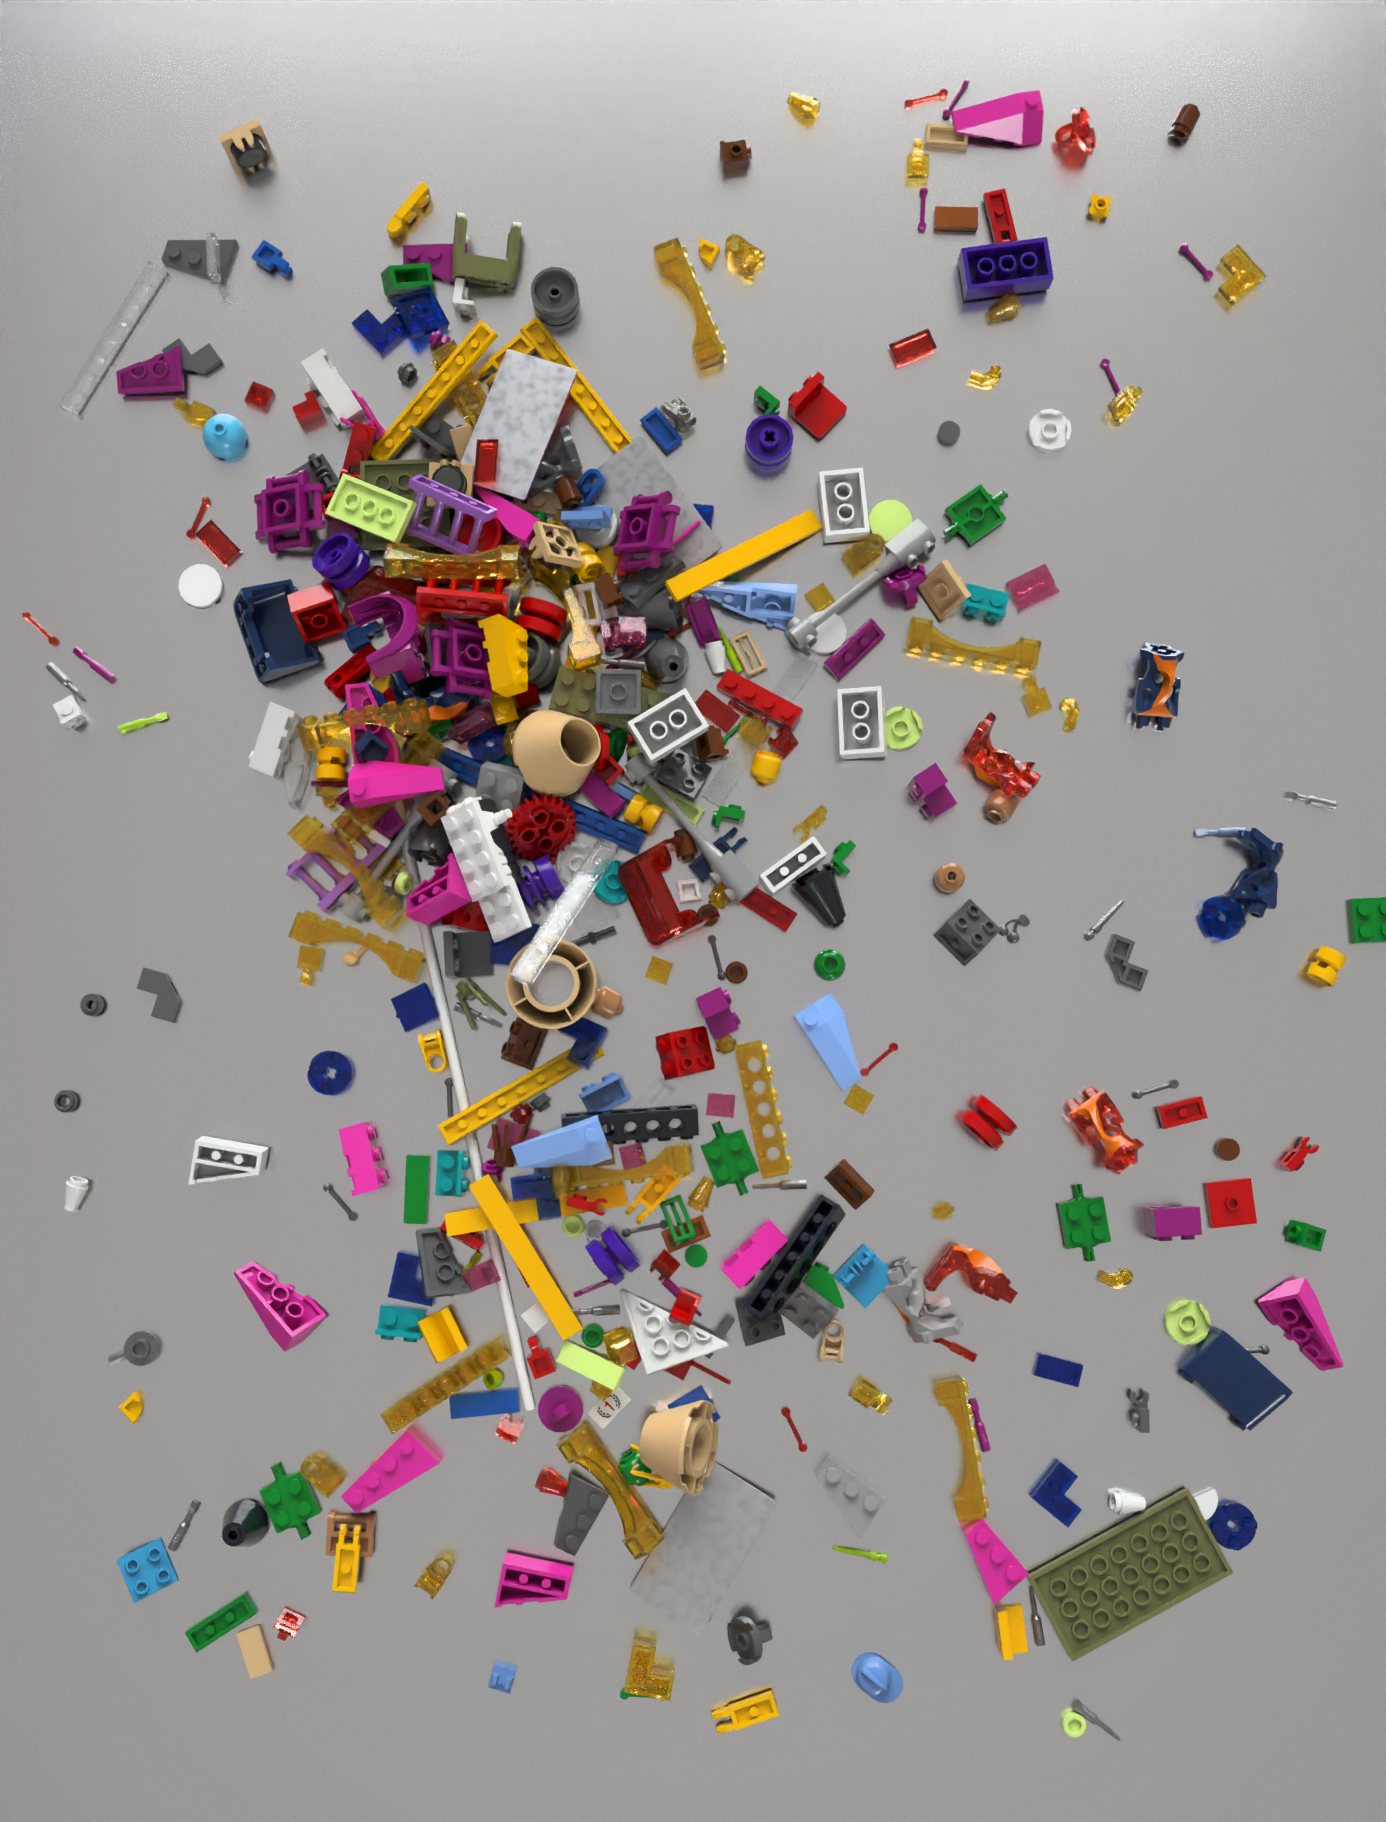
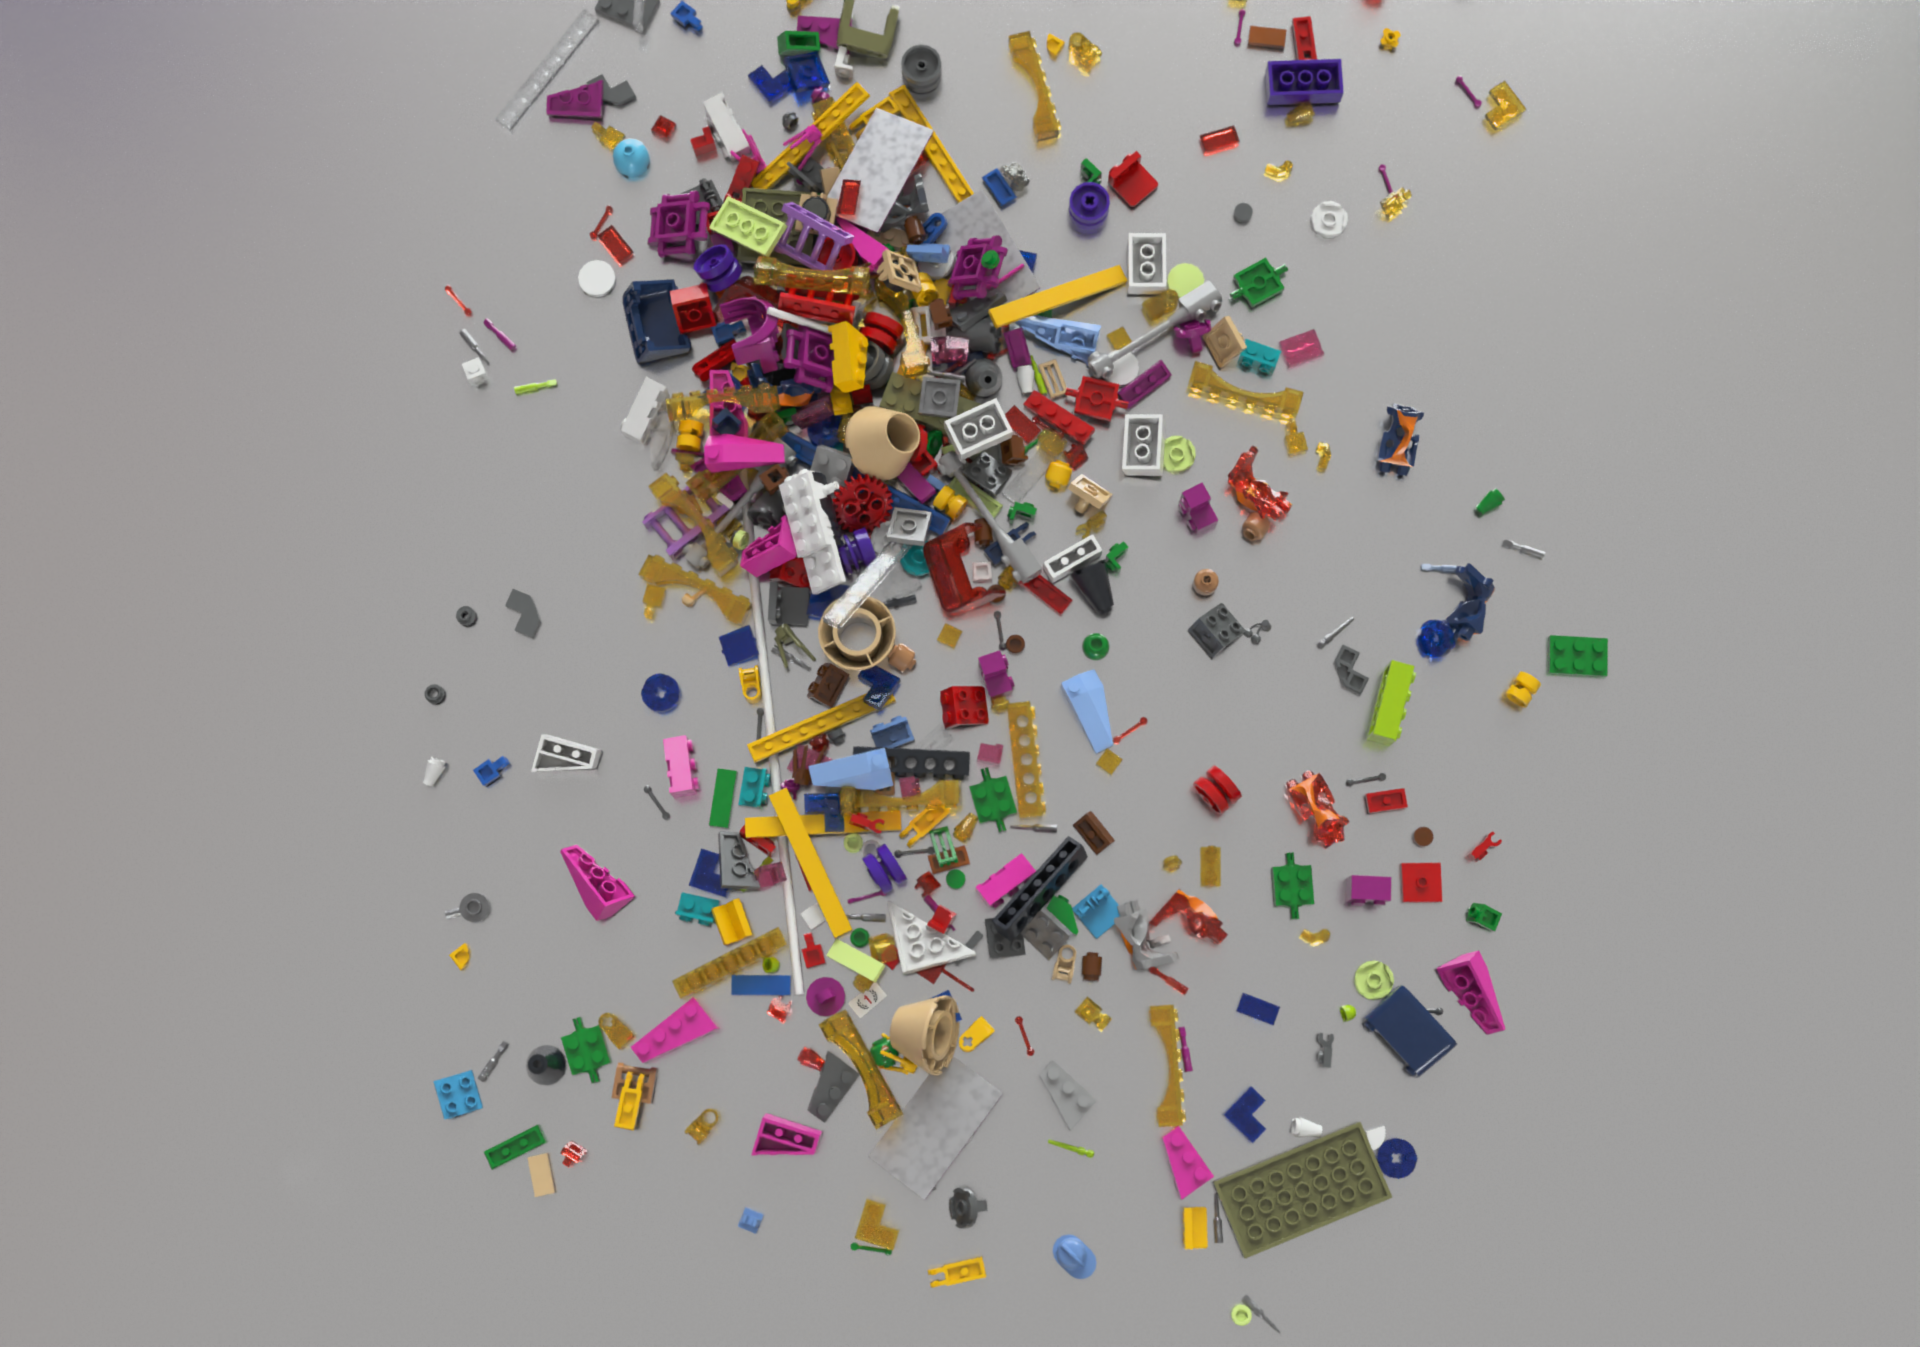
camera: 10 degrees right, 5 degrees down
(140, 1186) = (488, 770): none -> blue plate
(434, 389) = (812, 134): none -> dark pink plant
(440, 616) = (797, 319): none -> white bar
(598, 848) = (909, 526): none -> light grey tile
(661, 522) = (990, 259): none -> green plate
(740, 1432) = (978, 1032): none -> yellow piece
(801, 672) = (1096, 398): none -> red plate
(804, 787) = (1089, 493): none -> tan tile
(863, 1342) = (1091, 966): none -> reddish brown brick
(987, 1210) = (1211, 866): none -> clear yellow hinge
(1161, 1363) = (1347, 1012): none -> lime hinge
(1178, 999) = (1390, 703): none -> lime brick
(1268, 748) = (1490, 501): none -> green cone

